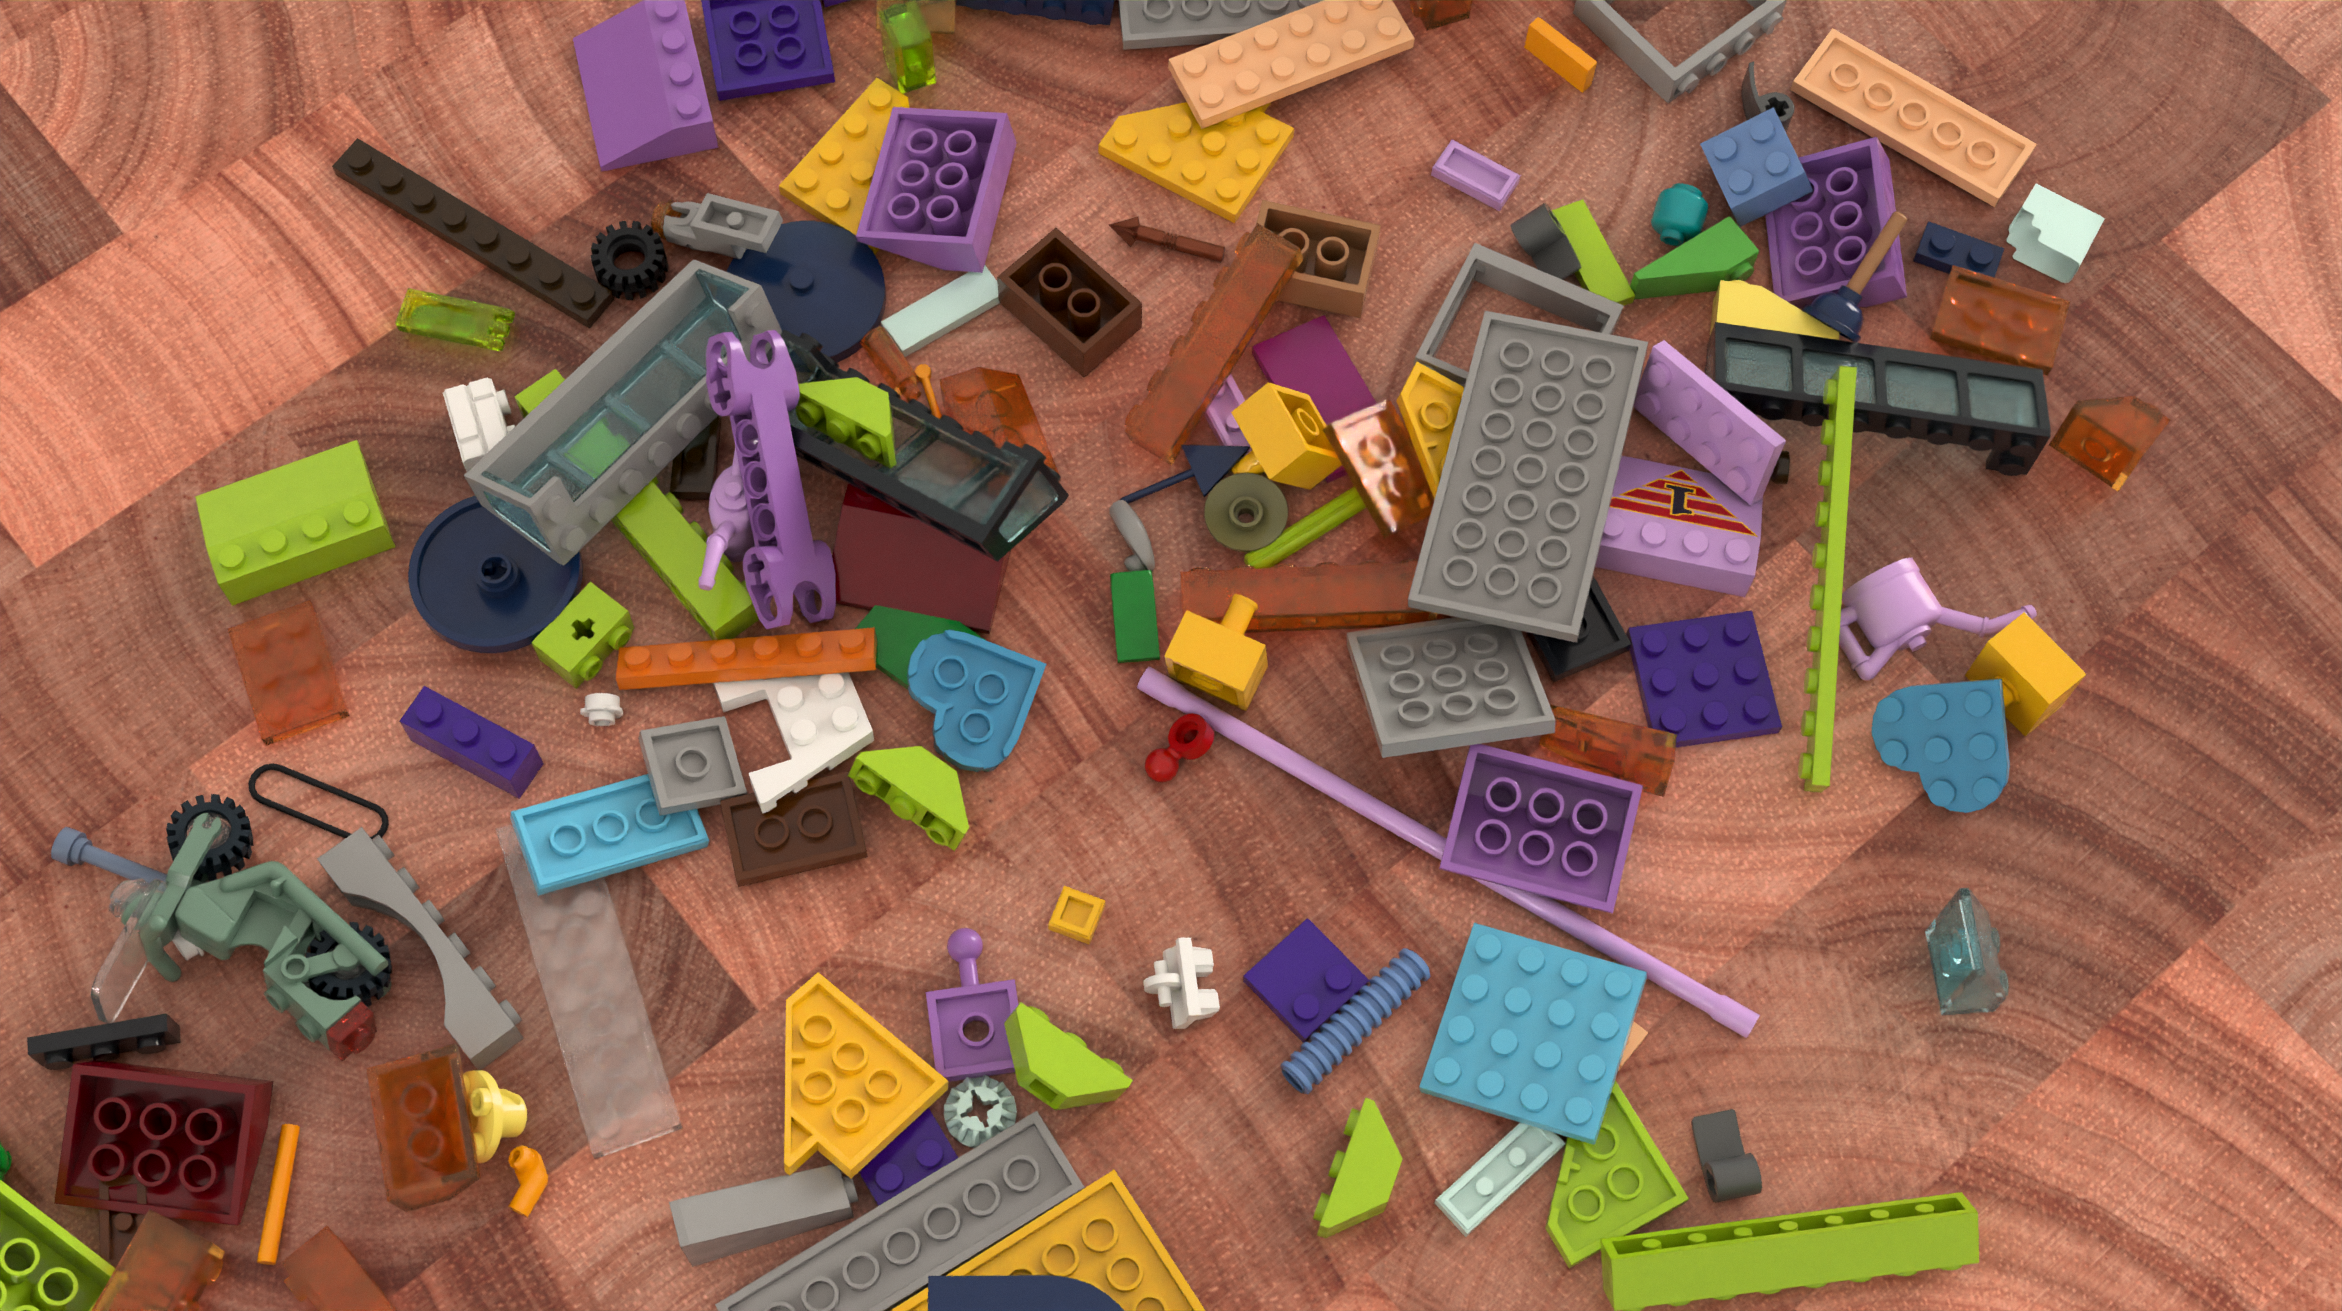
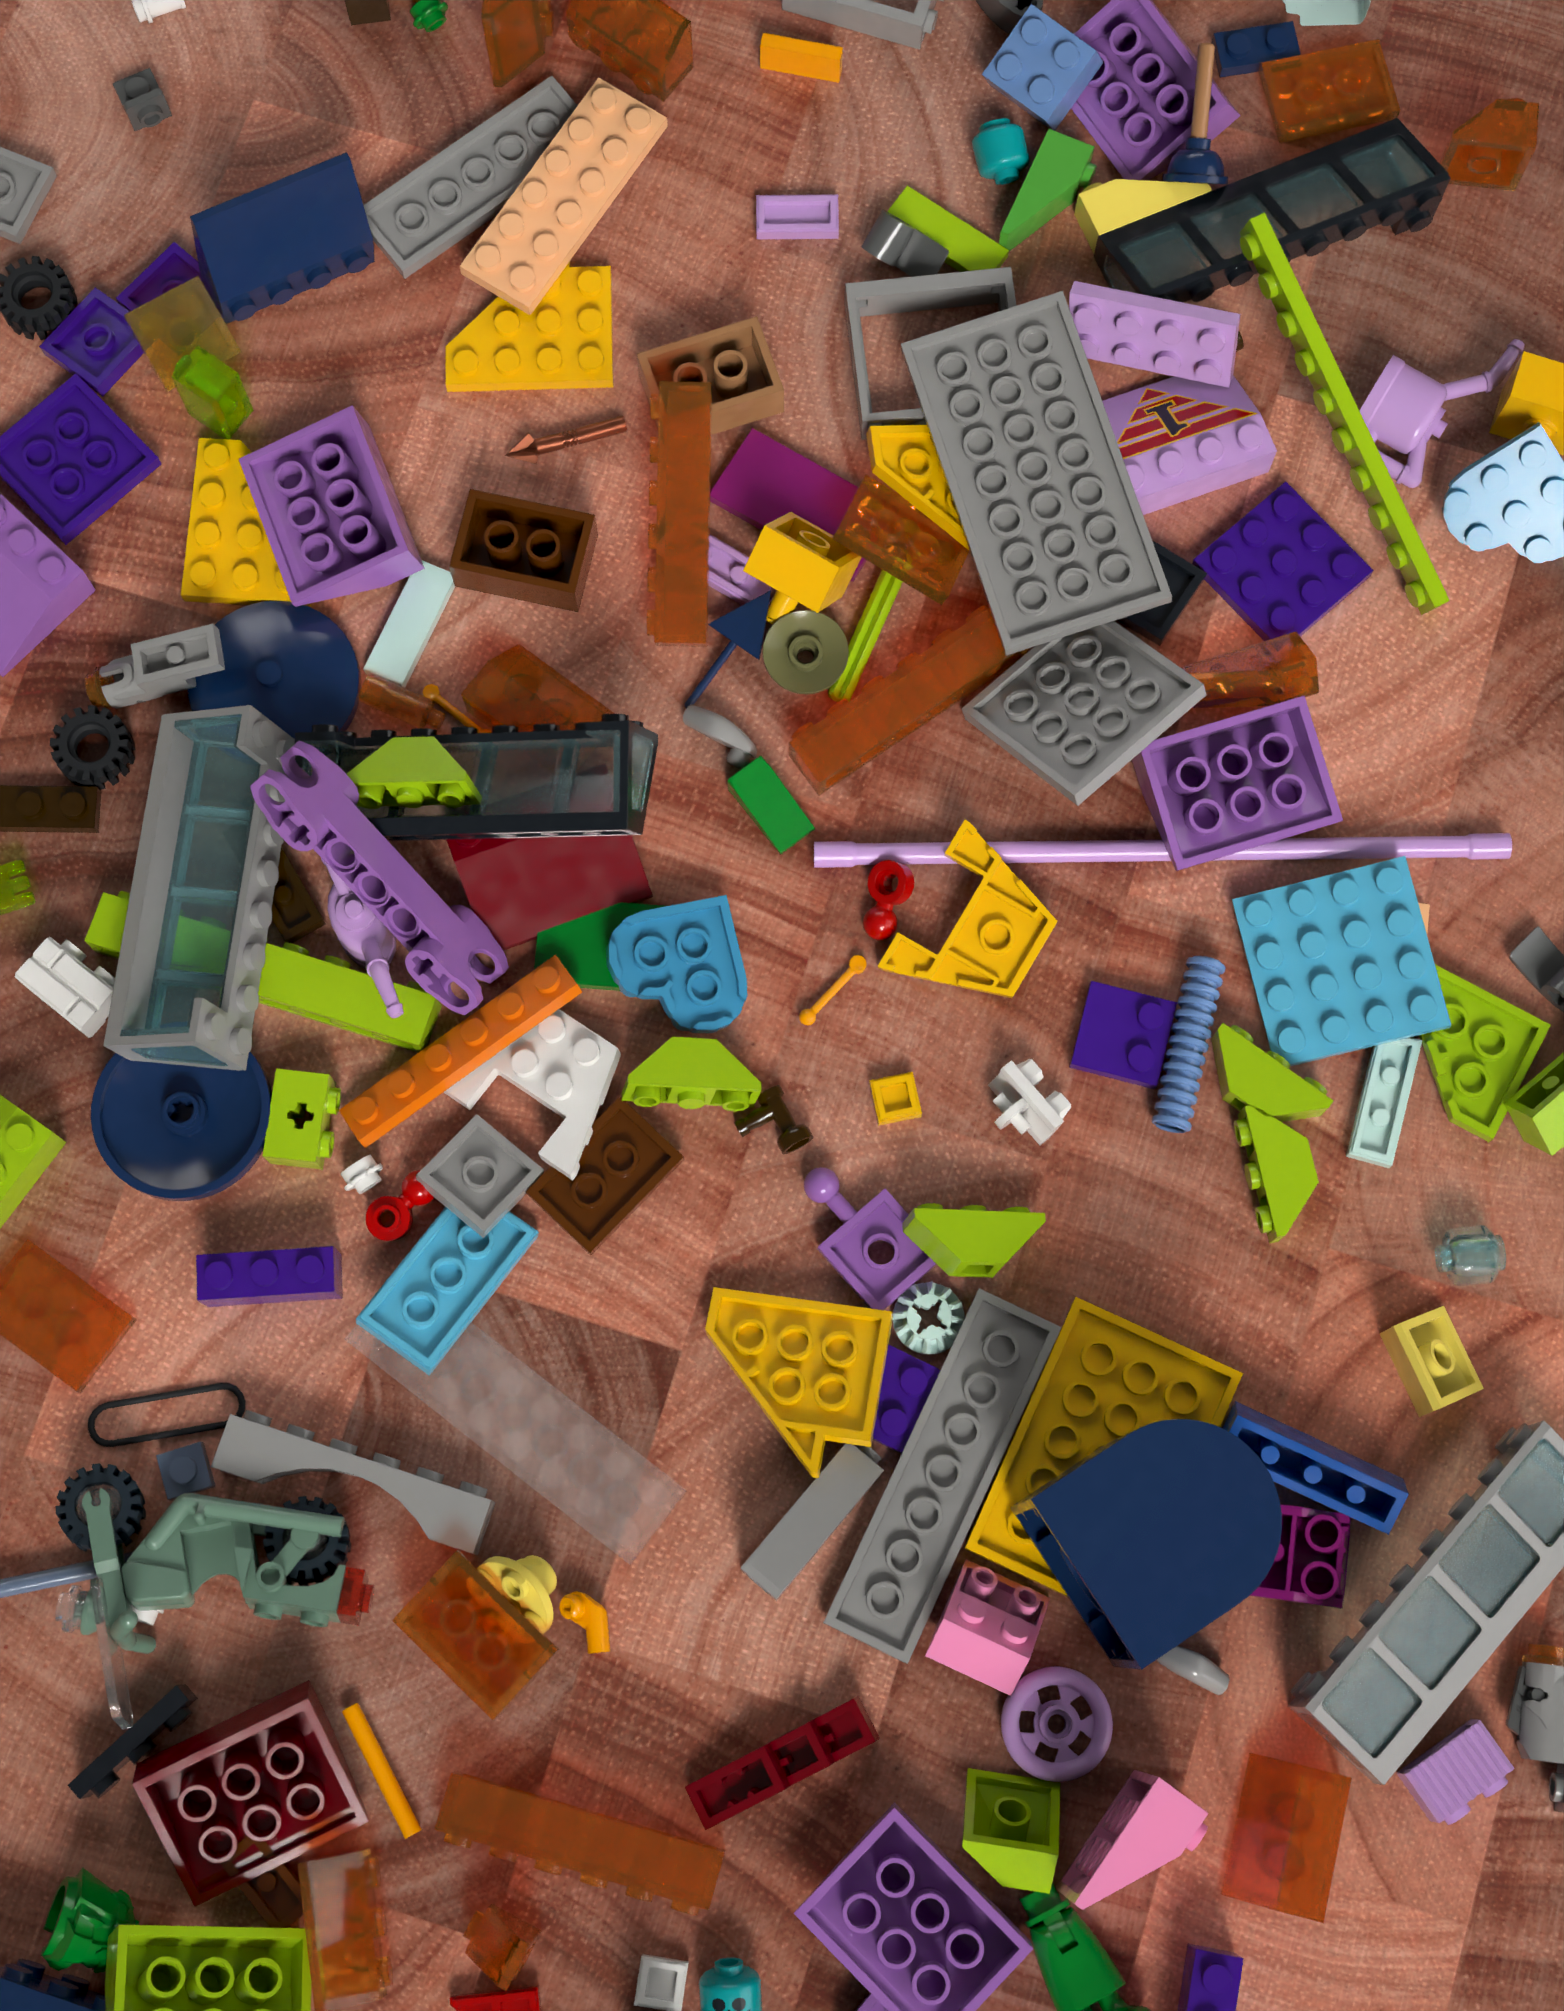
camera: 30 degrees left, 10 degrees up
(300, 854) = (185, 1470): none -> sand blue plate
(612, 755) = (412, 1194): none -> red plate
(967, 892) = (774, 1108): none -> dark brown piece
(1119, 789) = (856, 966): none -> light orange hinge
(1219, 656) = (875, 798): yellow brick -> none
(1247, 831) = (994, 935): none -> yellow wing
(1402, 1091) = (1263, 1079): none -> lime slope

